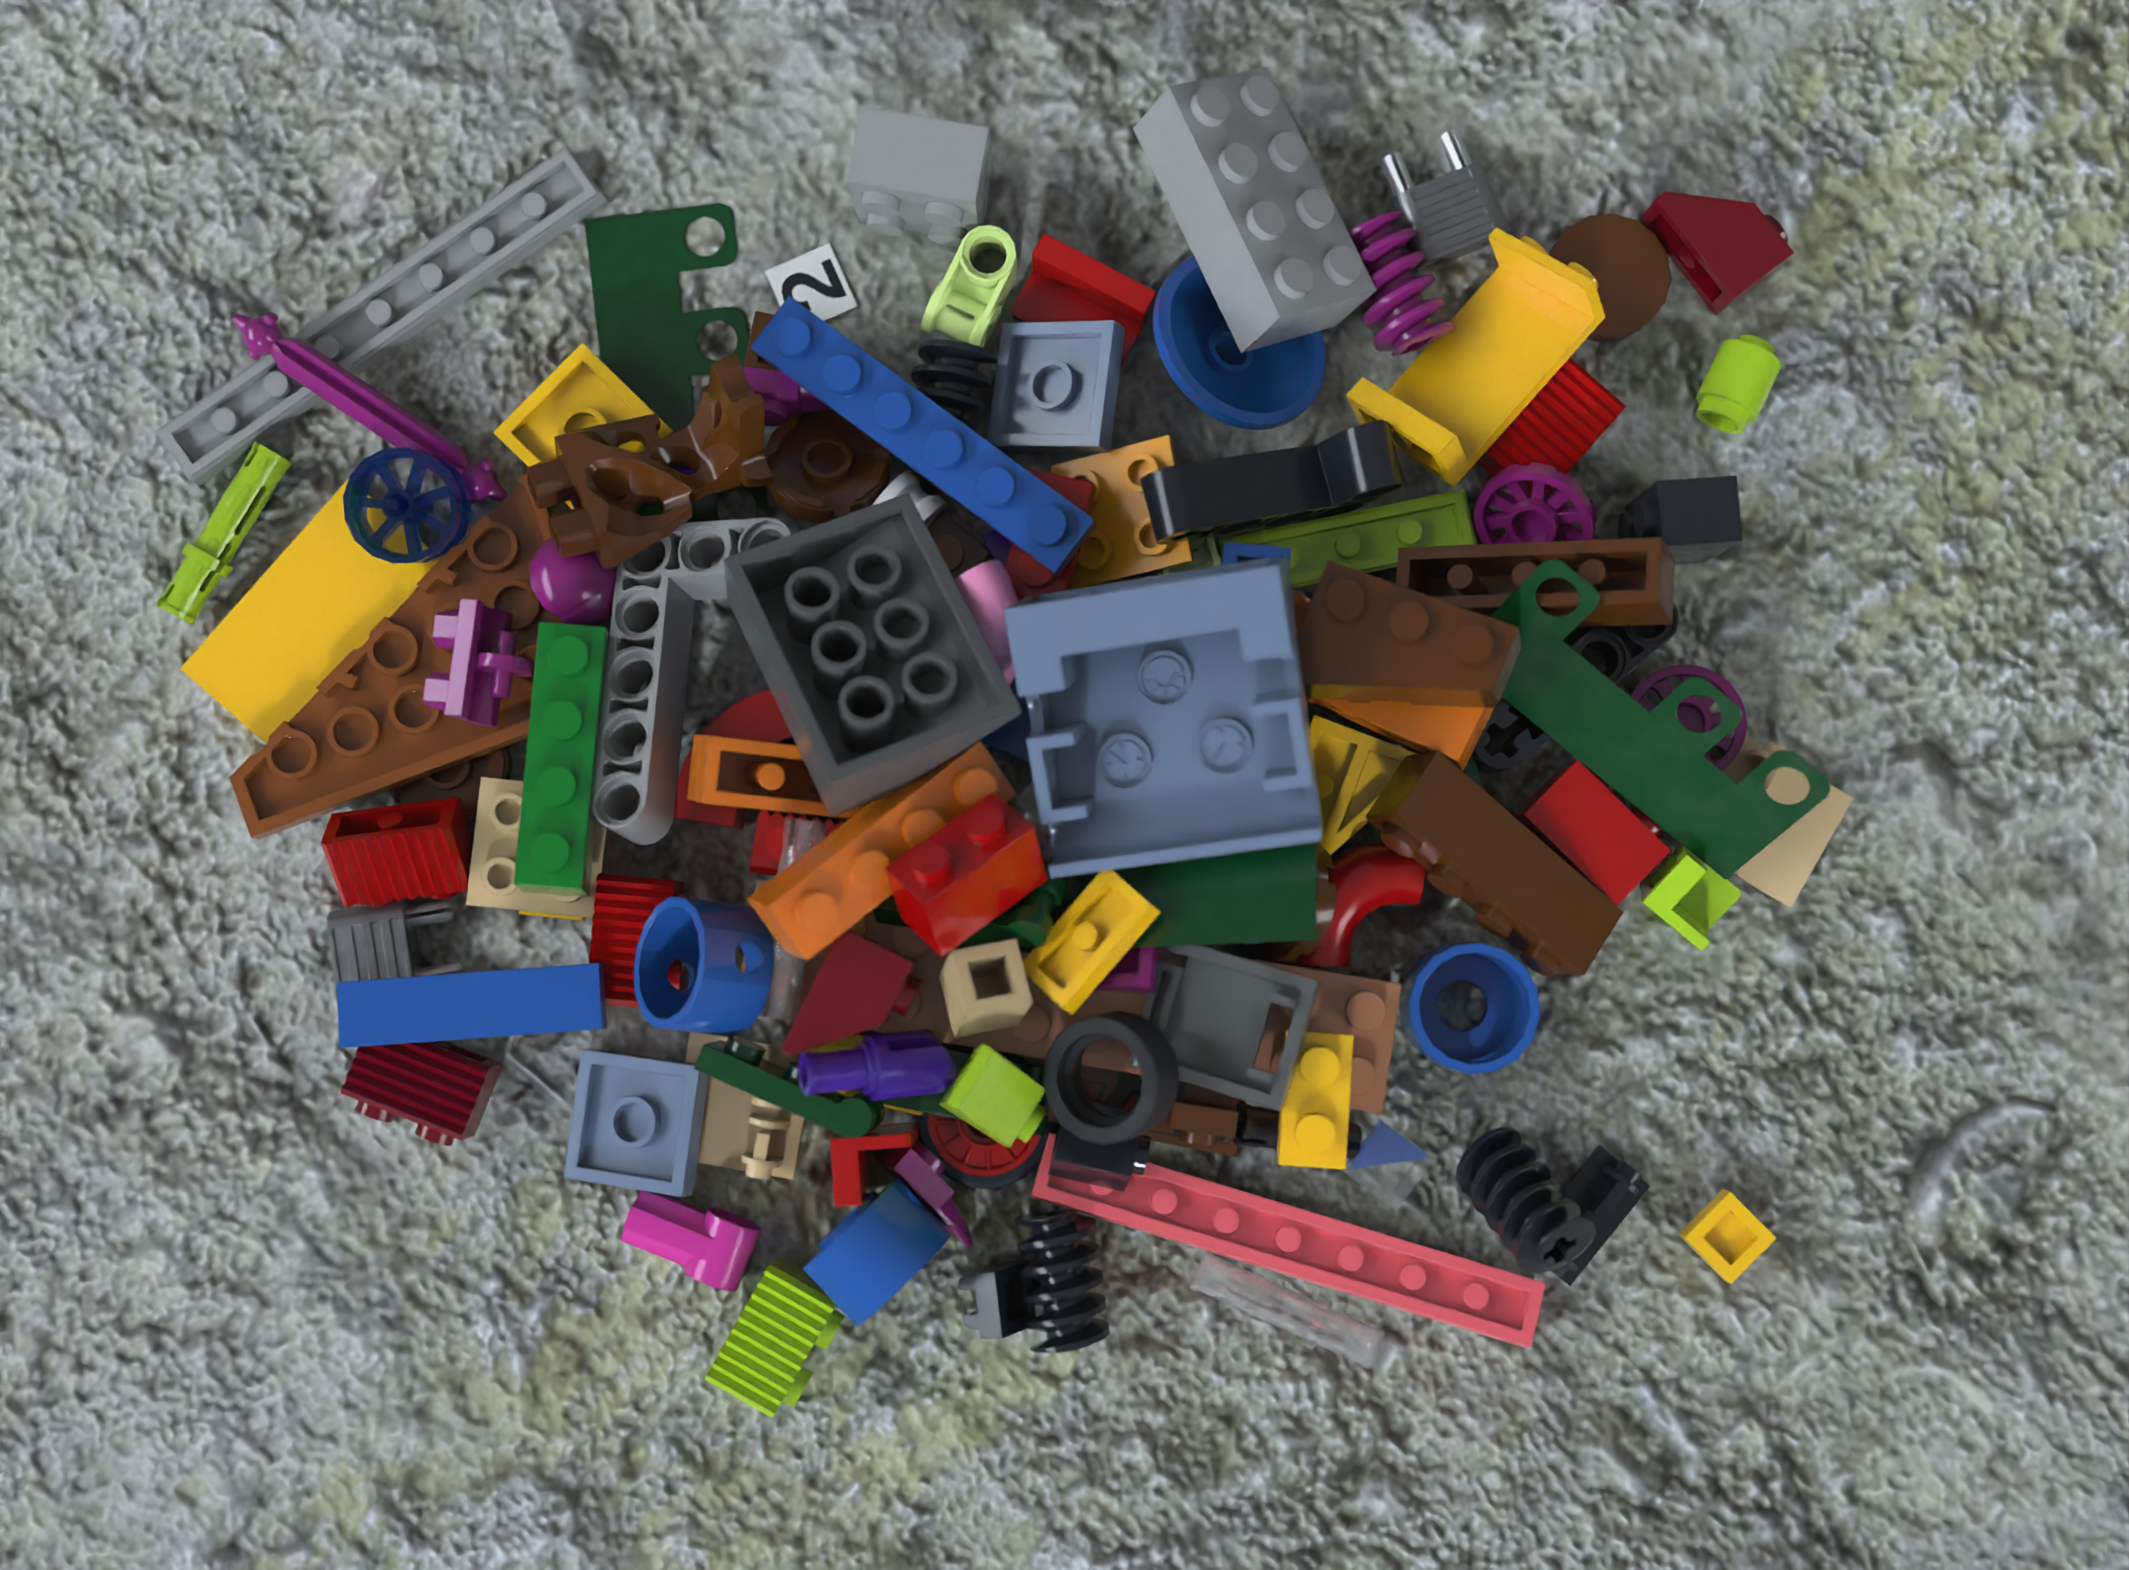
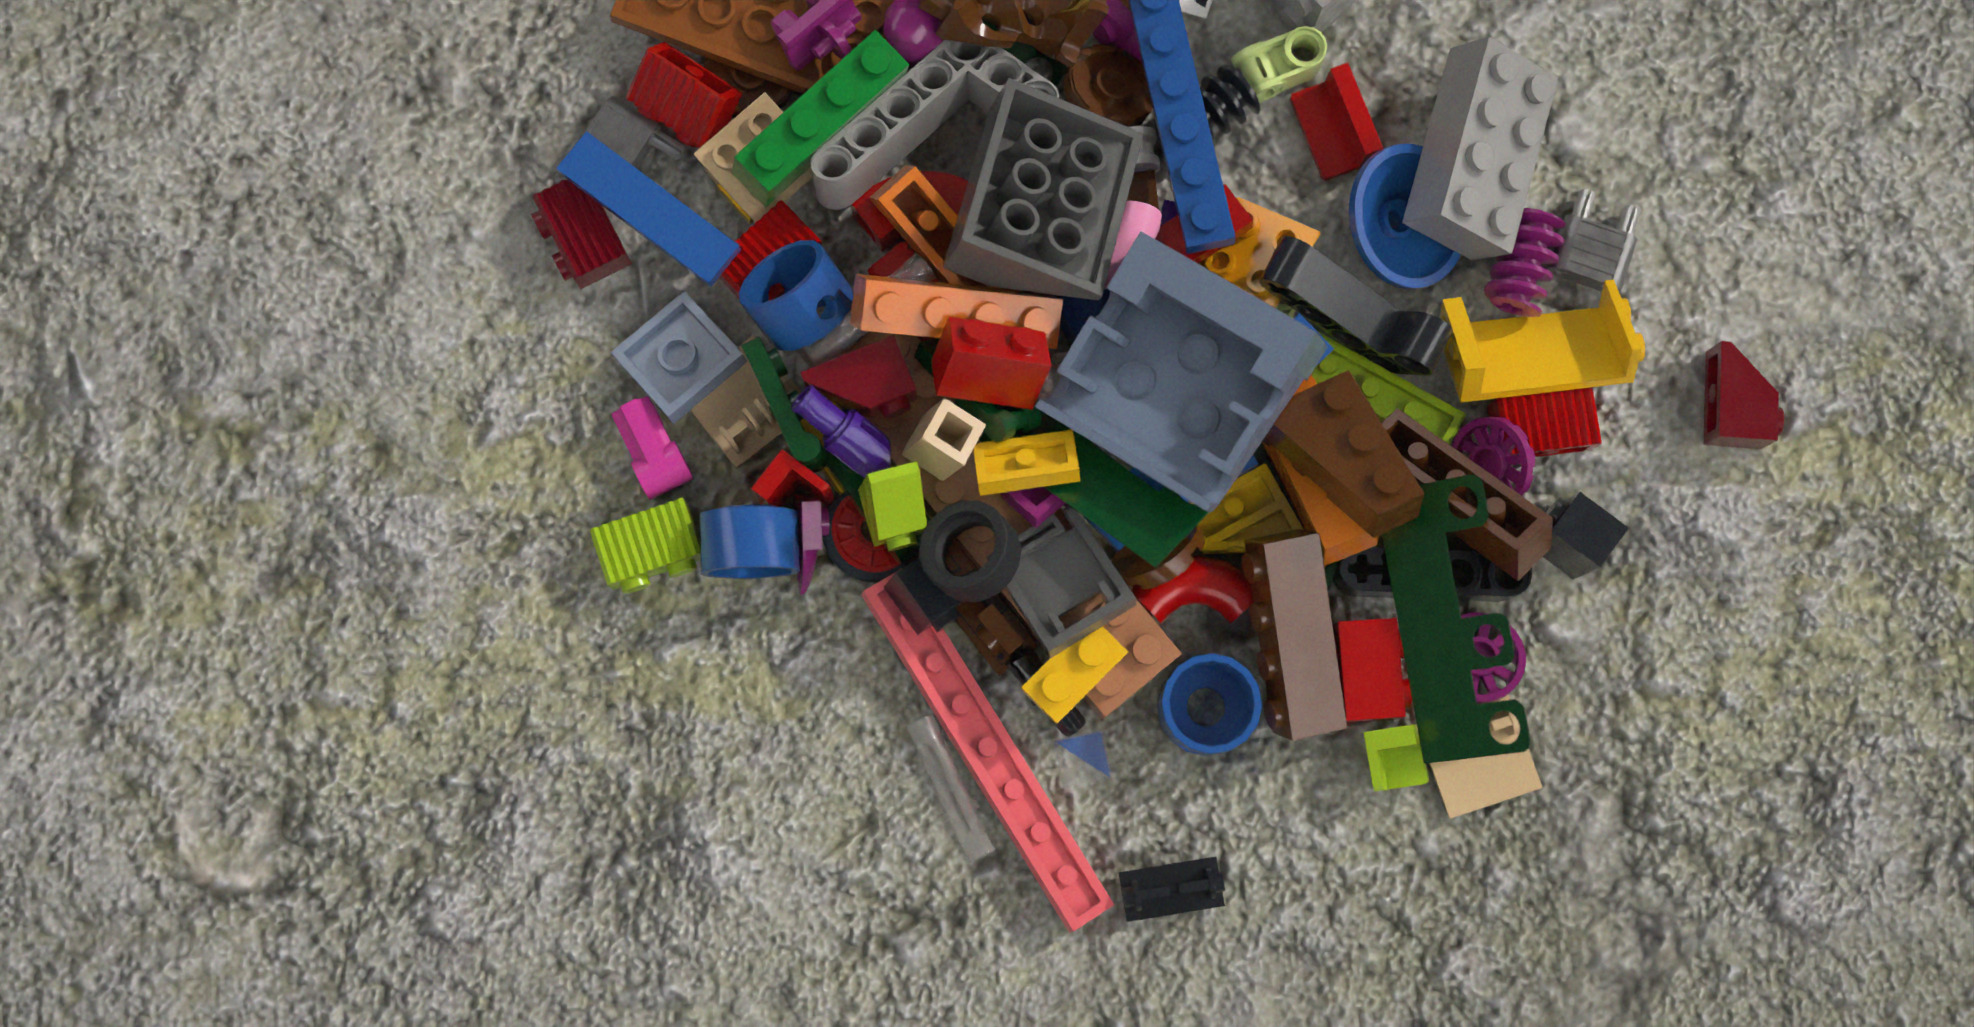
camera: 35 degrees right, 5 degrees down
(999, 1300) = (794, 636): black tile -> none
(1056, 386) = (1280, 154): sand blue plate -> none
(1064, 1280) = (838, 654): black piece -> none
(1523, 1202) = (1142, 841): black piece -> none
(1627, 266) = (1669, 372): reddish brown tile -> none
(1727, 1236) = (1244, 973): yellow plate -> none
(1737, 383) = (1680, 490): lime brick -> none

